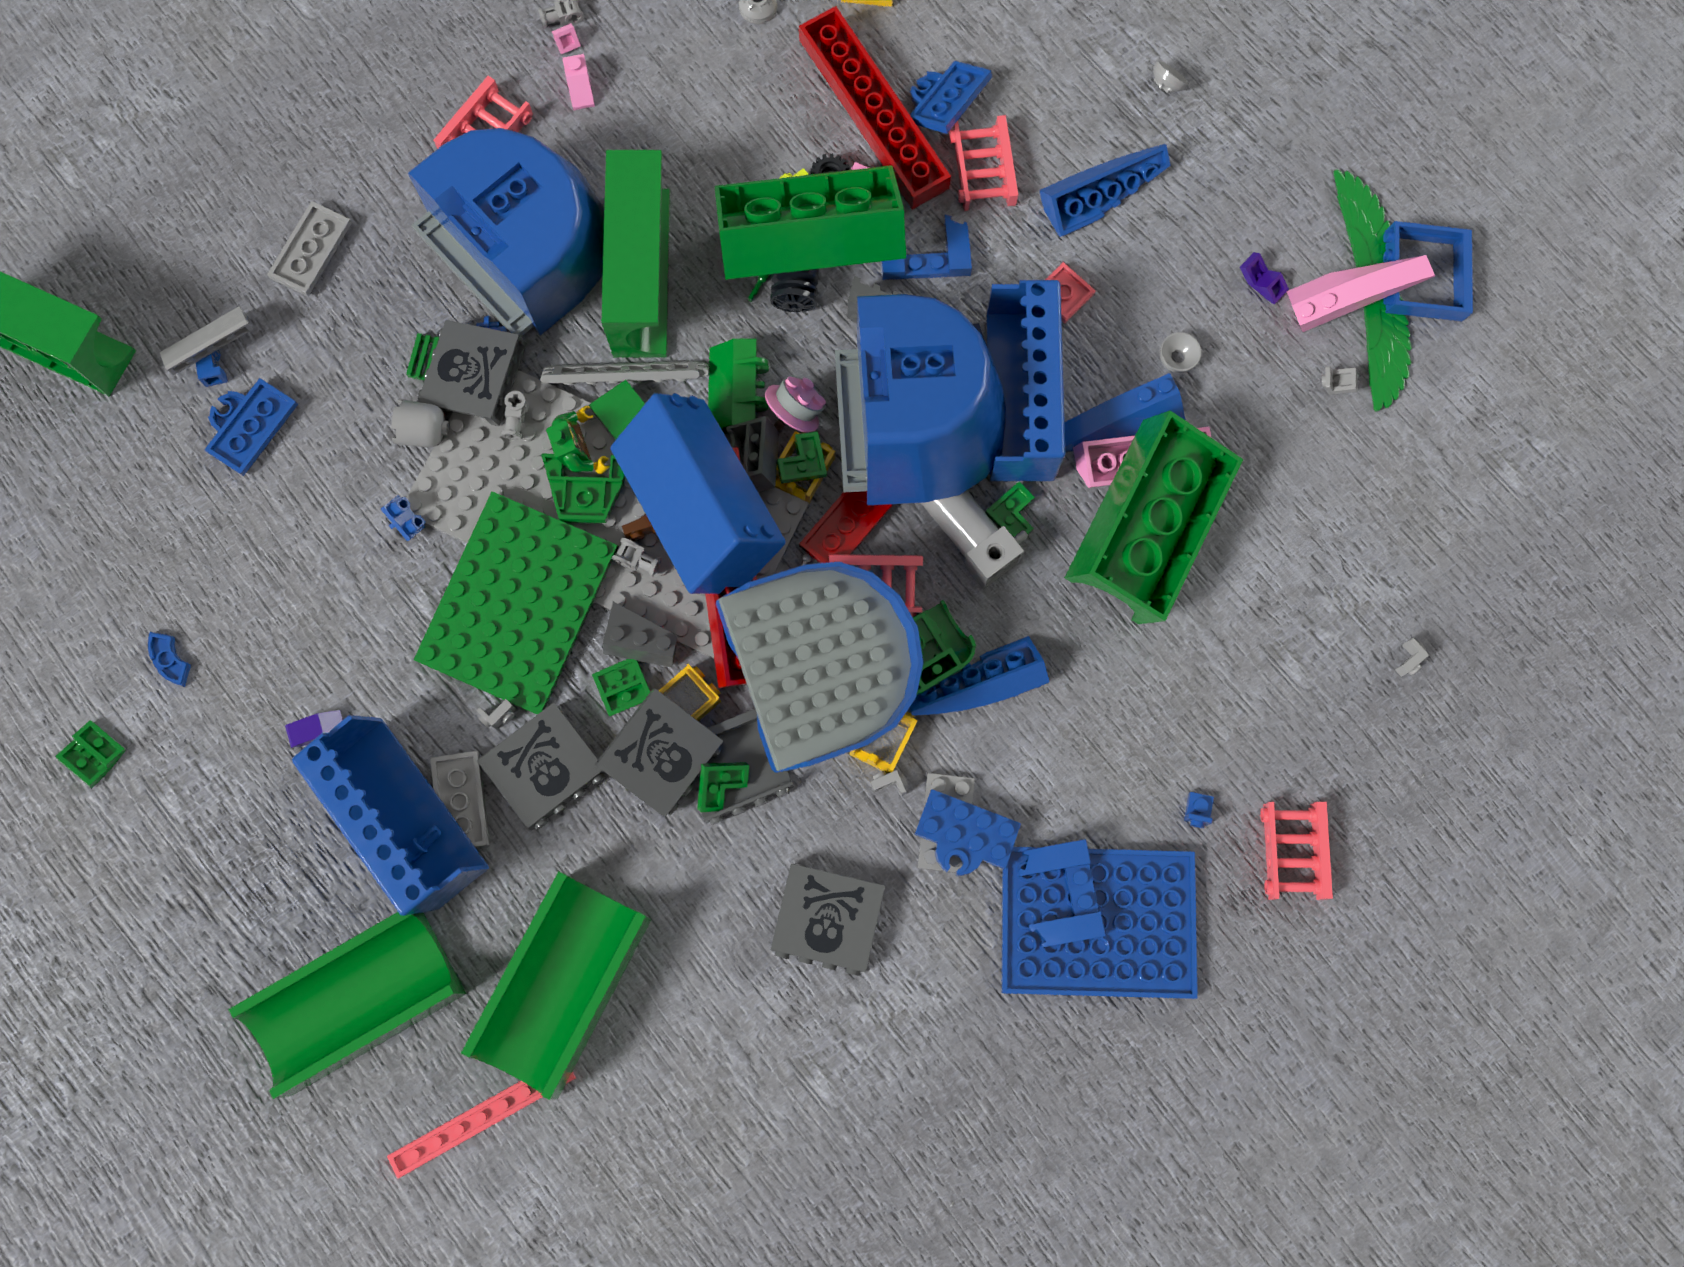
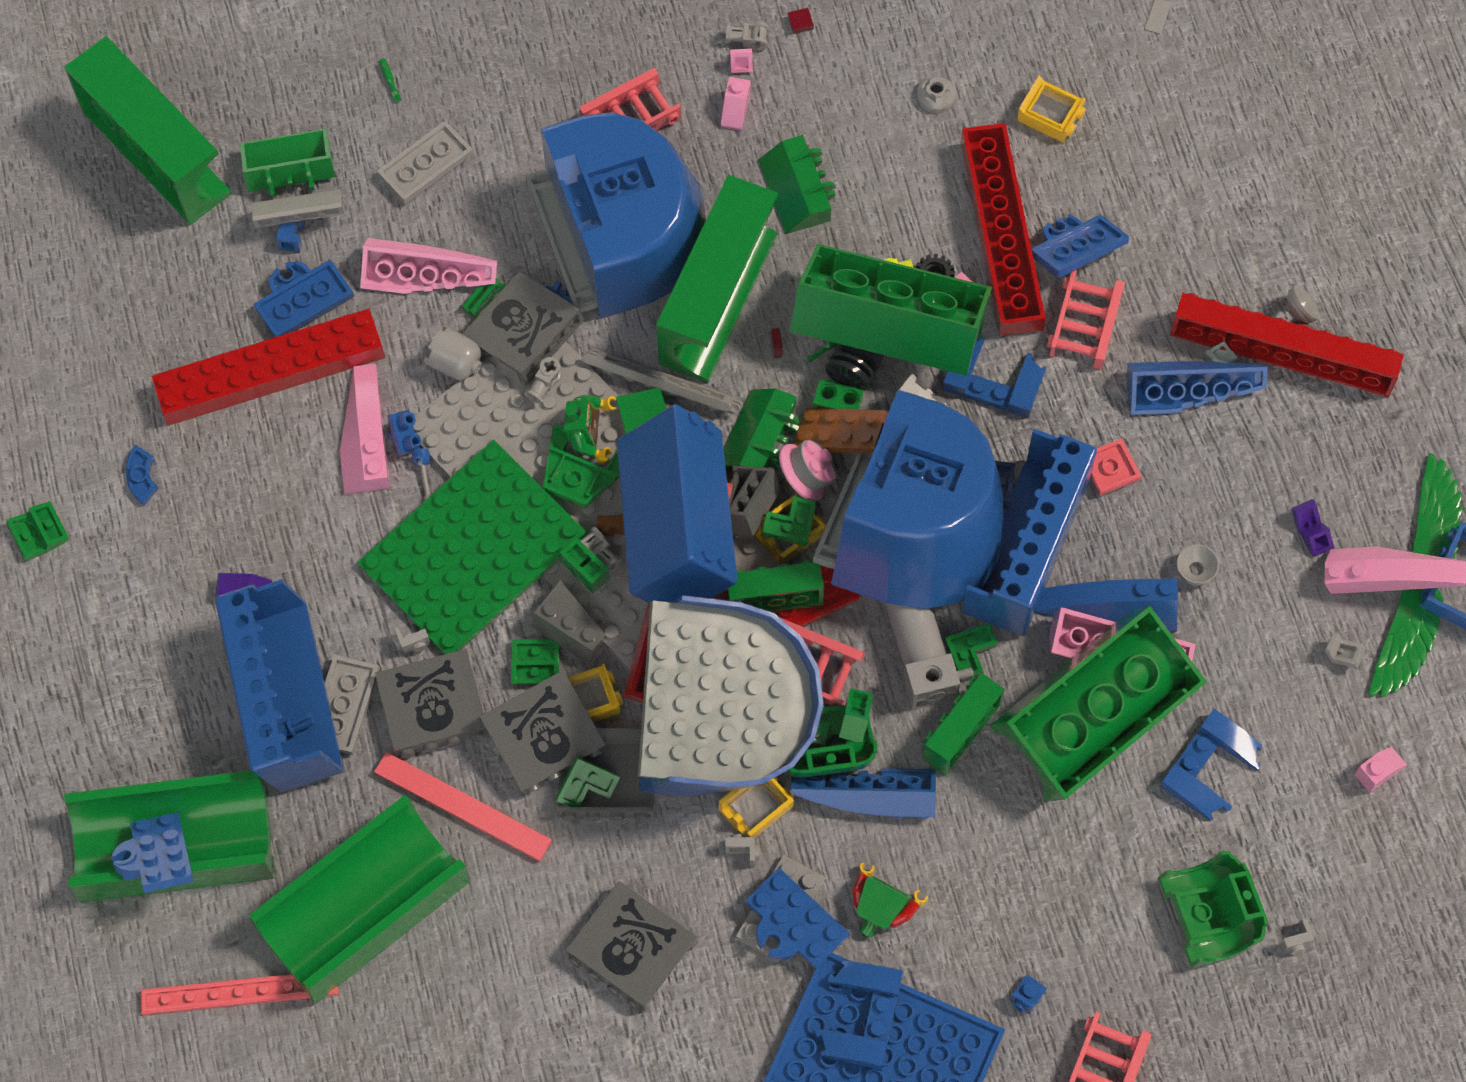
camera: 25 degrees right, 10 degrees down
(175, 298) = (287, 161): none -> green piece
(241, 181) = (389, 79): none -> green piece
(244, 506) = (268, 367): none -> red brick
(344, 1030) = (154, 854): none -> blue plate
(346, 353) = (416, 267): none -> bright pink wedge
(365, 534) = (363, 438): none -> bright pink wedge
(431, 536) = (421, 458): none -> hinge
(614, 851) = (463, 806): none -> coral tile
(630, 578) = (584, 565): none -> green brick
(659, 126) = (793, 174): none -> green piece
(714, 294) = (776, 342): none -> dark red tile
(794, 333) = (839, 394): none -> green brick
(812, 353) = (842, 429): none -> dark orange plate
(819, 528) = (779, 587): none -> green brick
(942, 619) = (855, 715): none -> green brick
(1036, 781) = (882, 903): none -> green torso
(1038, 585) = (962, 724): none -> green brick
(1115, 149) = (1218, 355): none -> light aqua tile
(1172, 117) = (1287, 344): none -> red brick
(1247, 554) = (1182, 779): none -> blue wedge
(1332, 662) = (1216, 908): none -> green piece
(1415, 475) = (1379, 769): none -> bright pink slope

